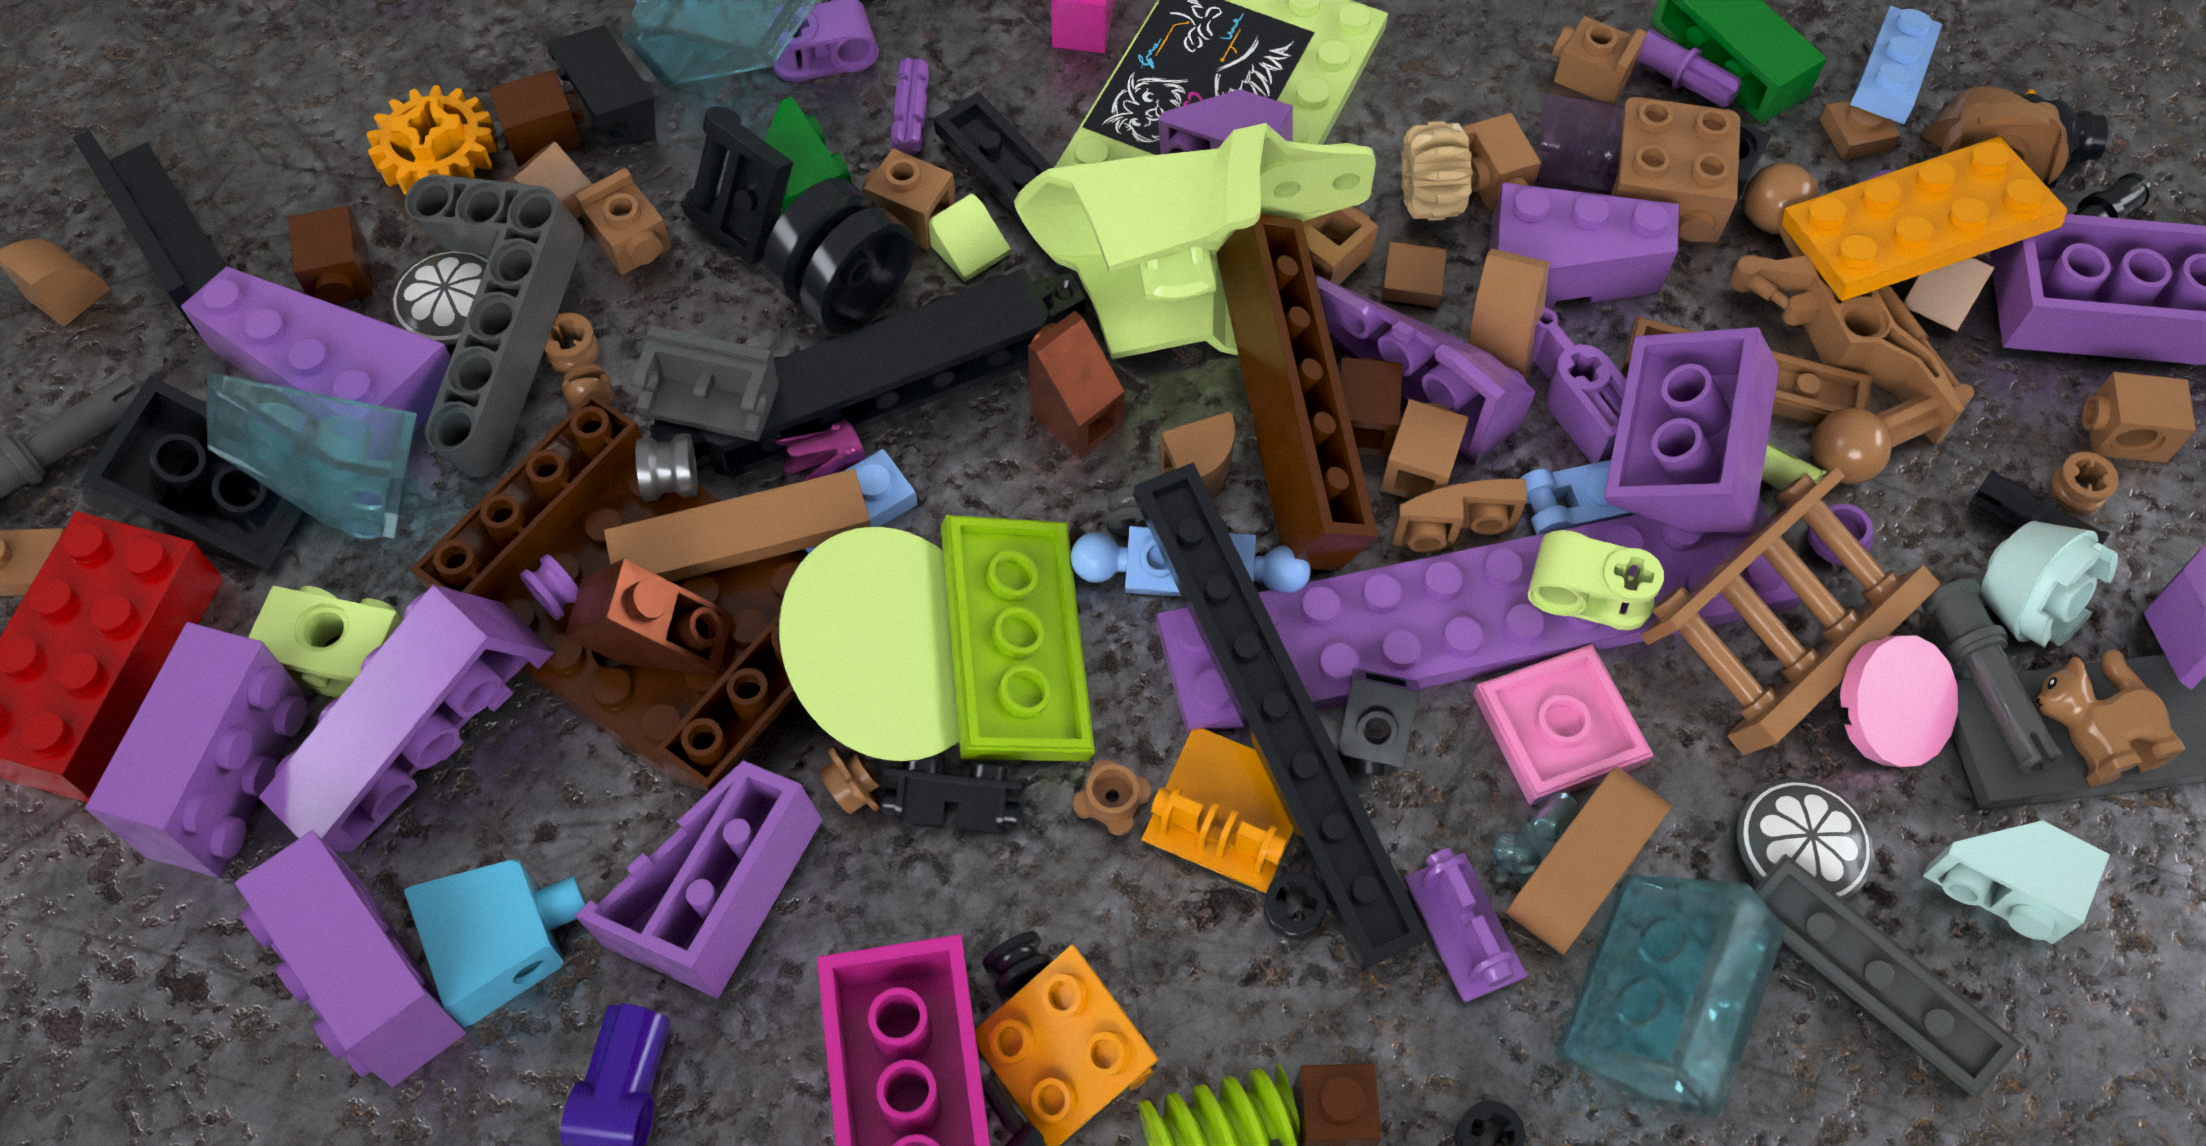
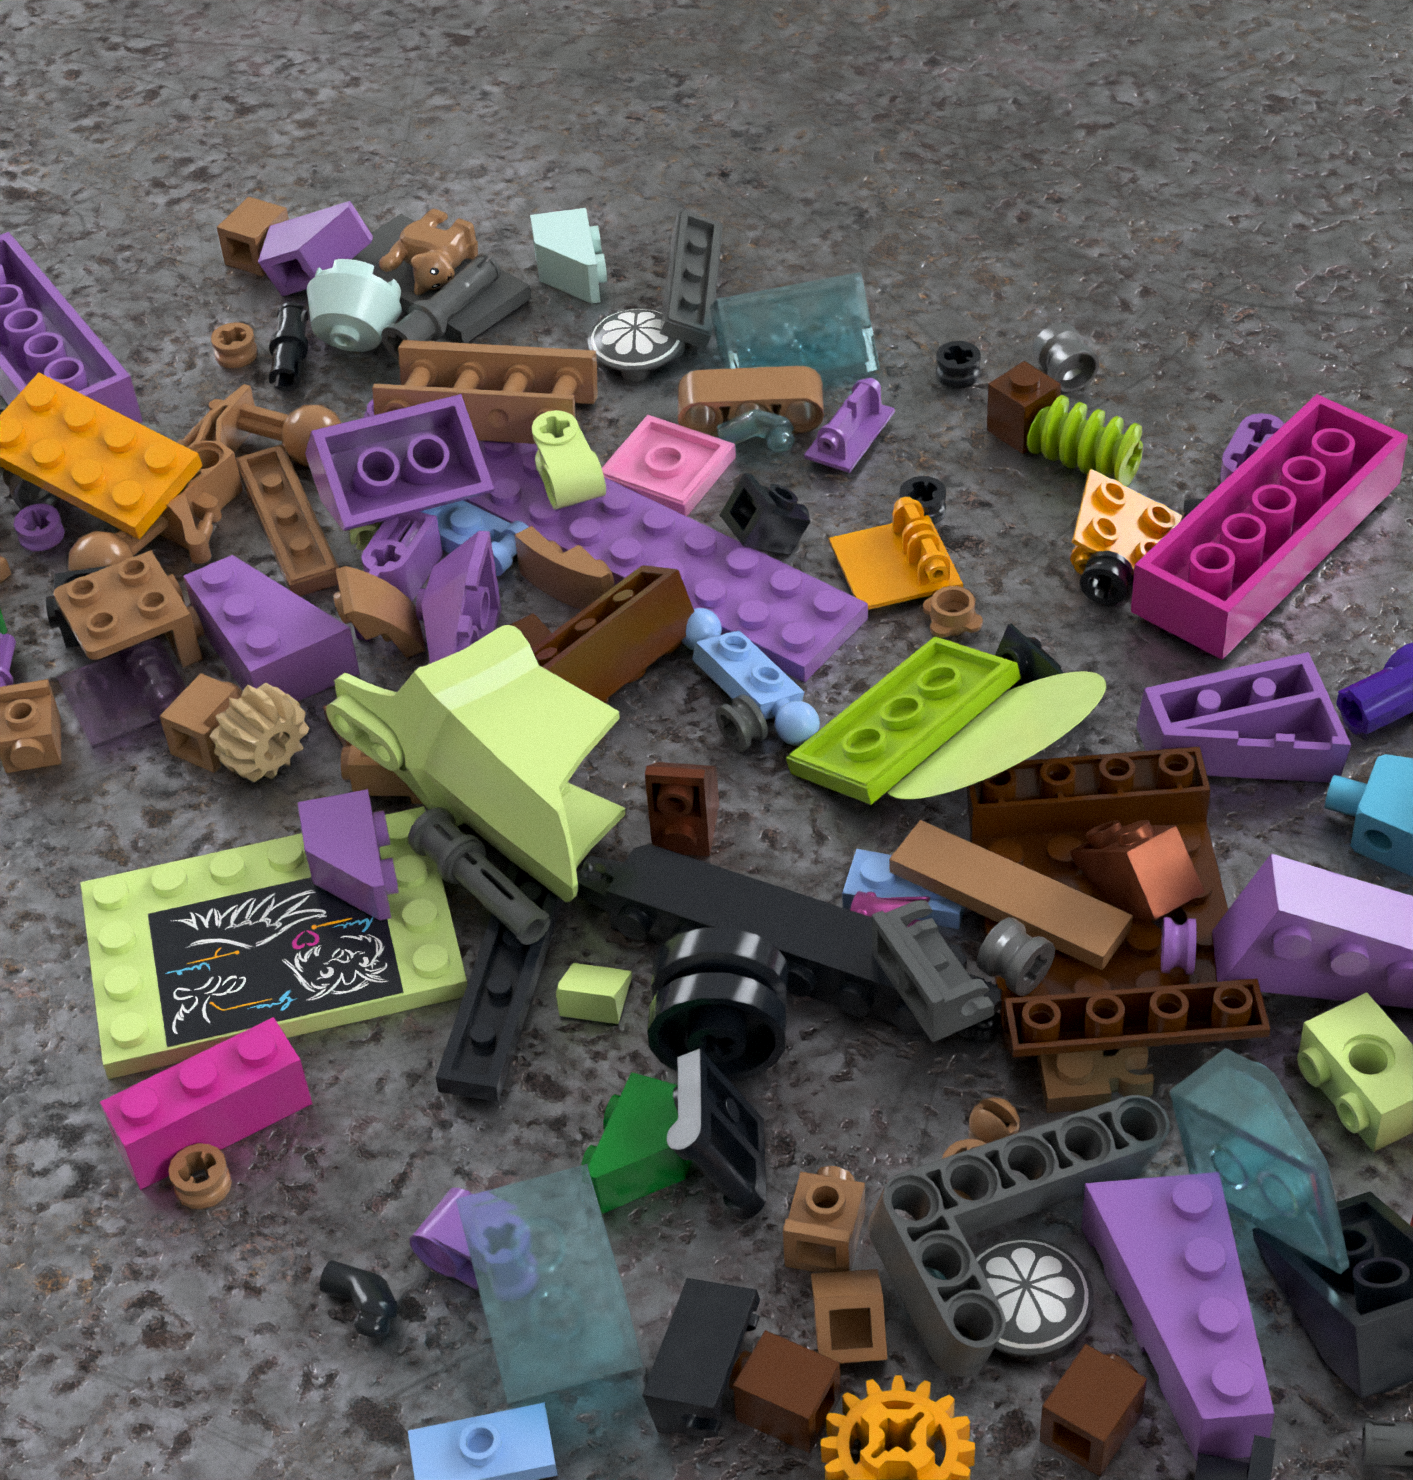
camera: 125 degrees left, 15 degrees down
(850, 781) = (1098, 726): medium nougat plate -> none
(910, 106) = (487, 1135): medium lavender axle -> none
(910, 191) = (597, 1042): medium nougat brick -> none
(1206, 444) = (661, 714): medium nougat brick -> none
(1280, 718) = (811, 558): black plate -> none
(1424, 449) = (535, 590): medium nougat brick -> none
(1899, 700) = (504, 330): bright pink tile -> none
(2139, 417) = (159, 335): medium nougat brick -> none

